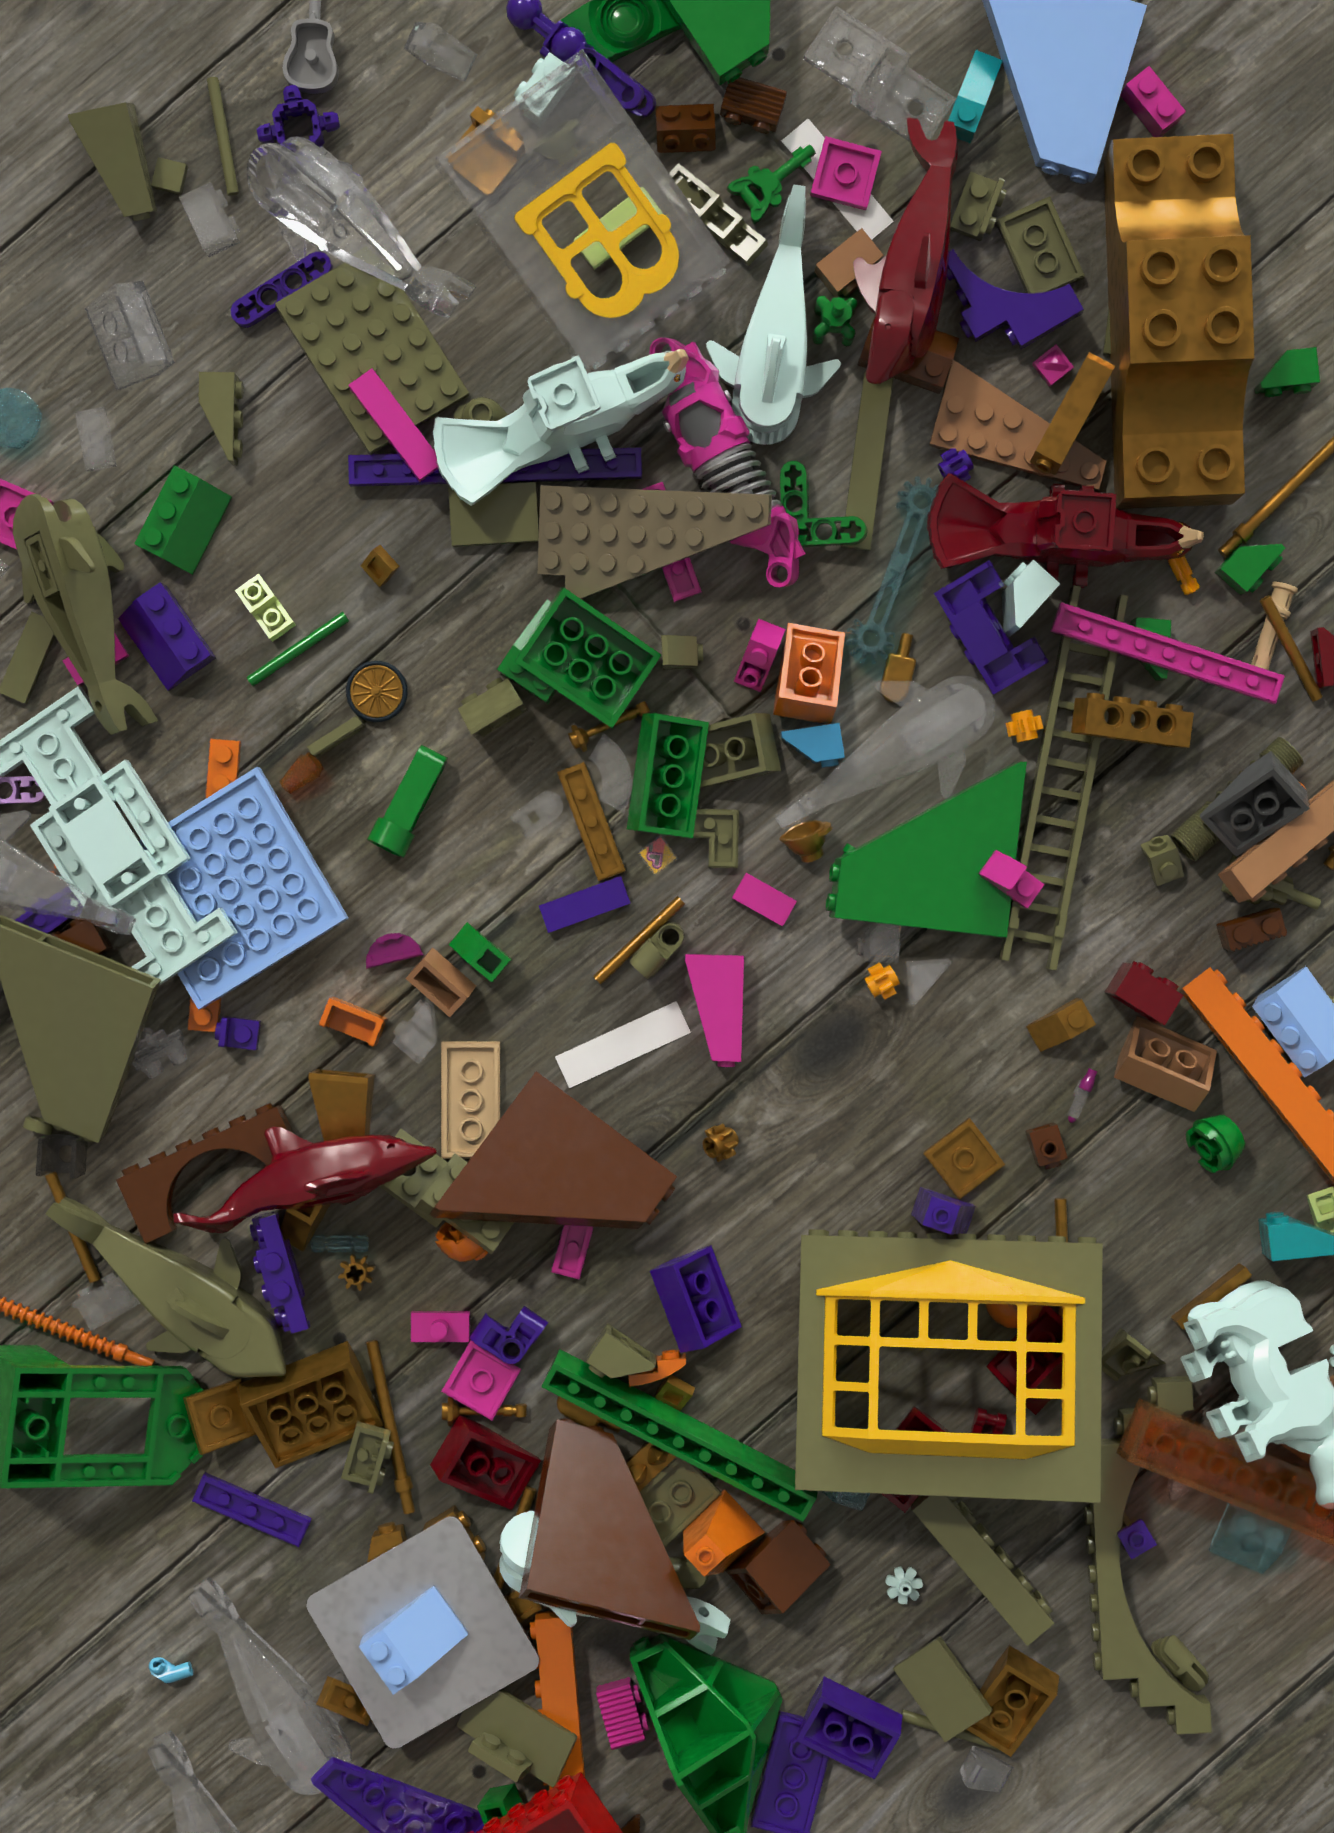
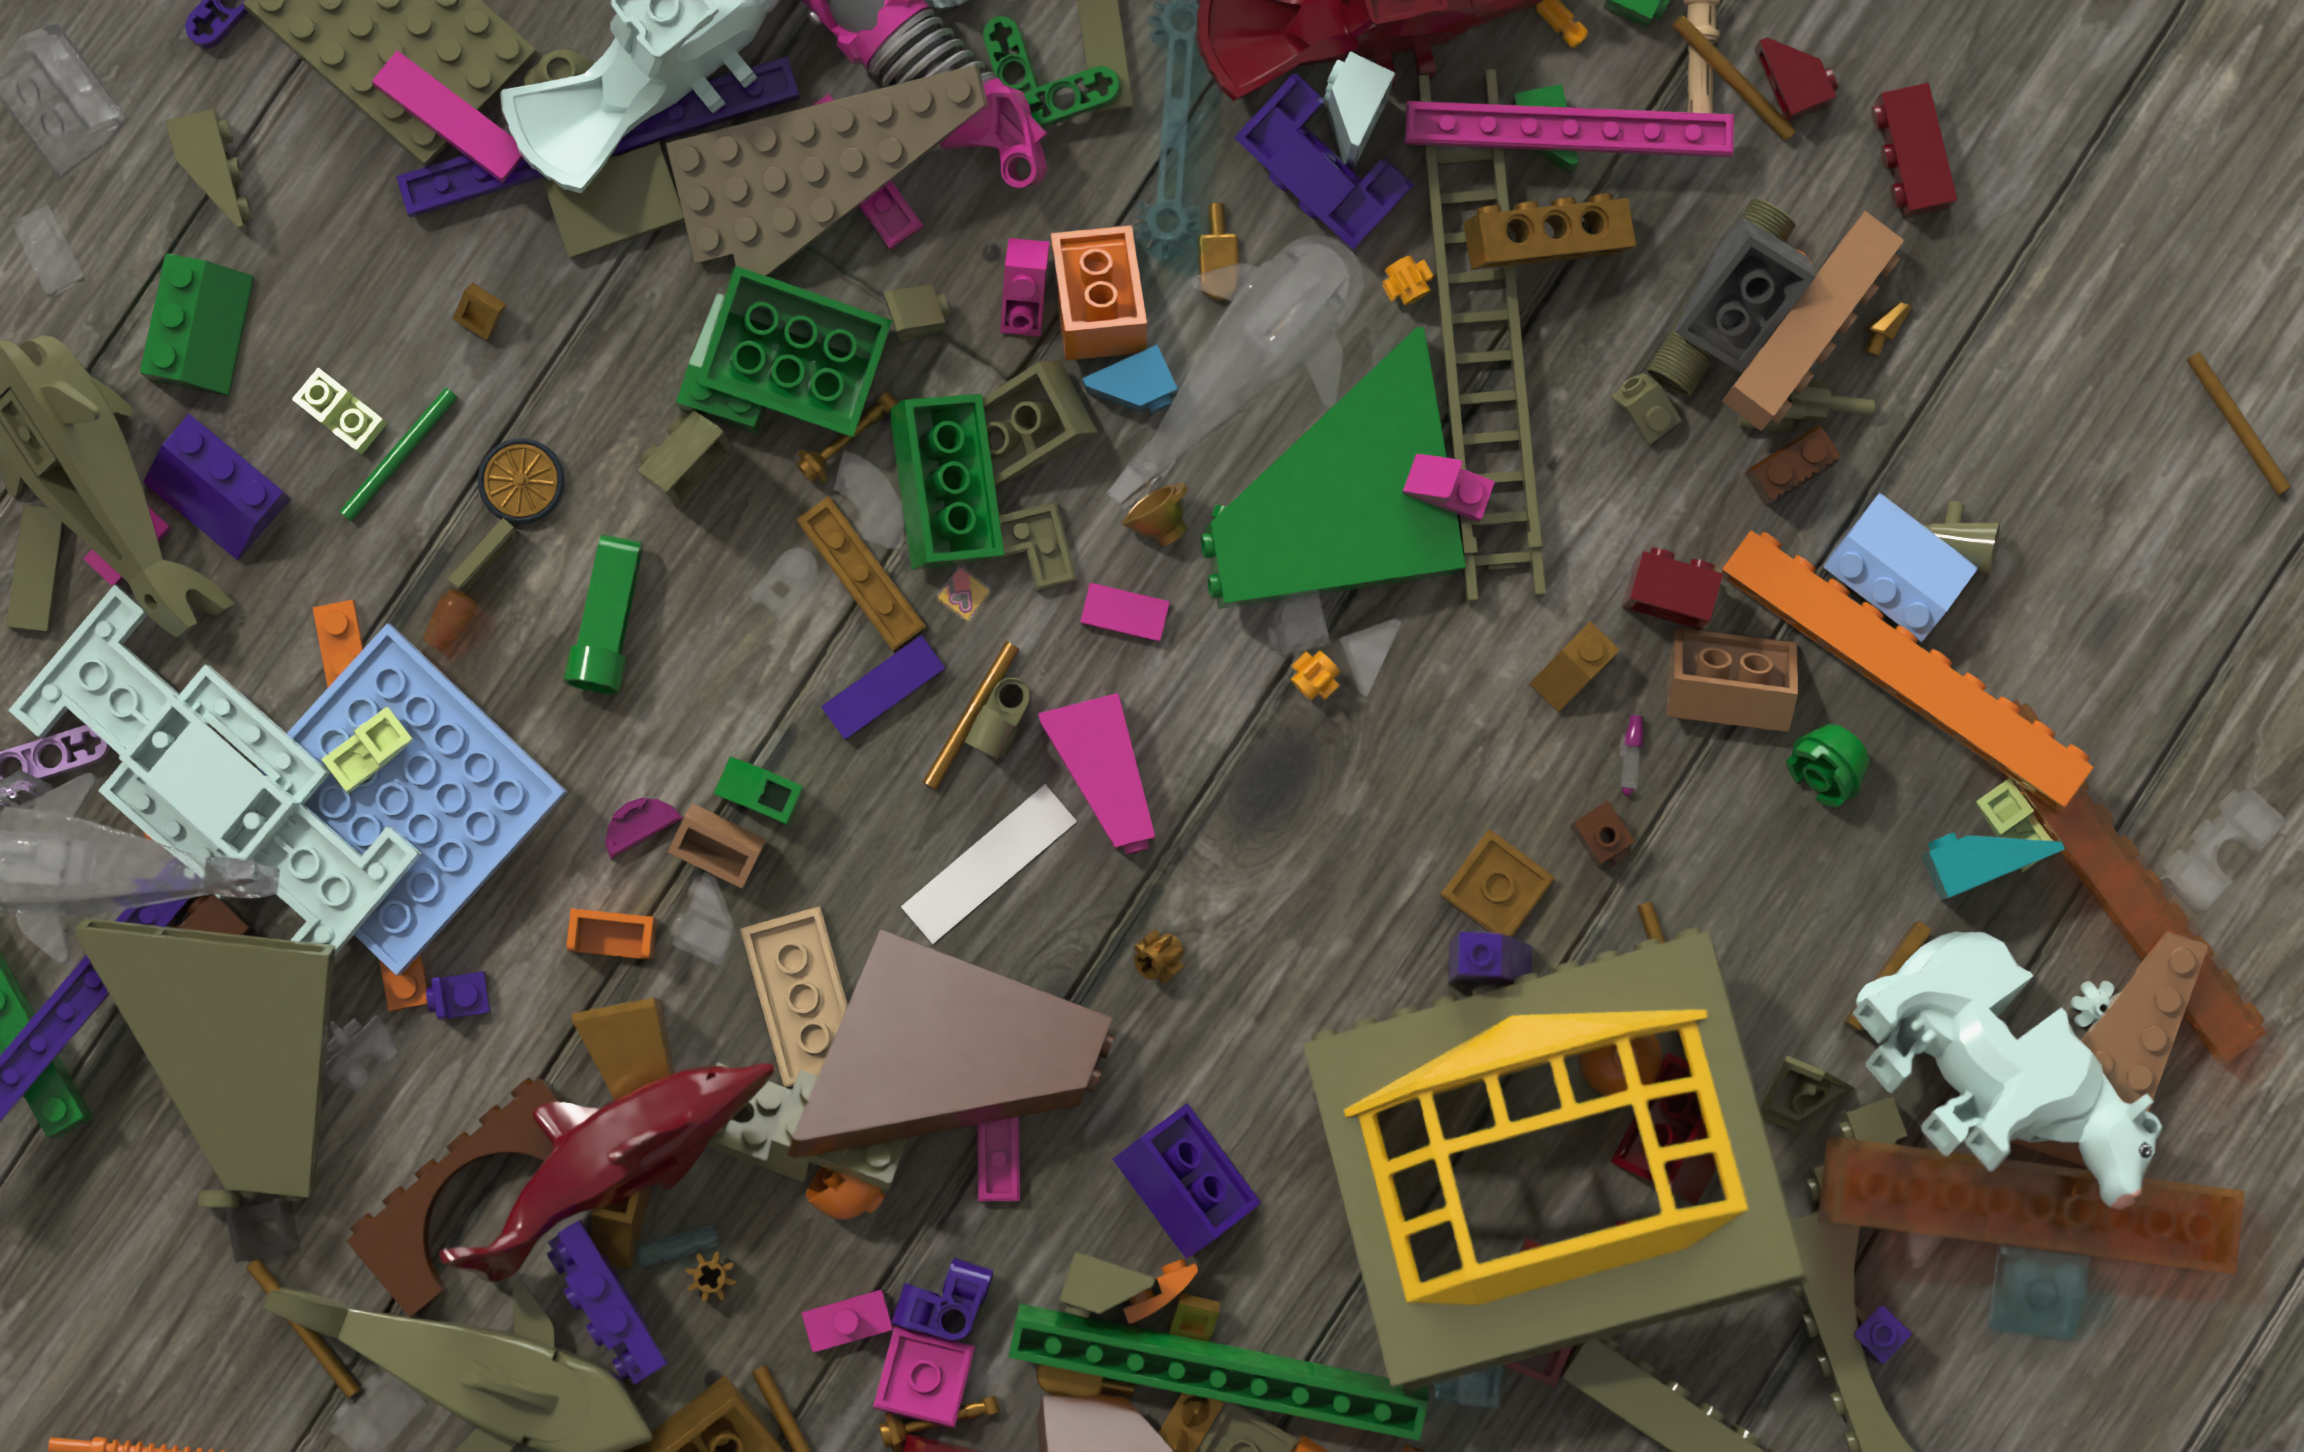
camera: 20 degrees left, 5 degrees down
(219, 851) = (368, 750): none -> yellowish green slope

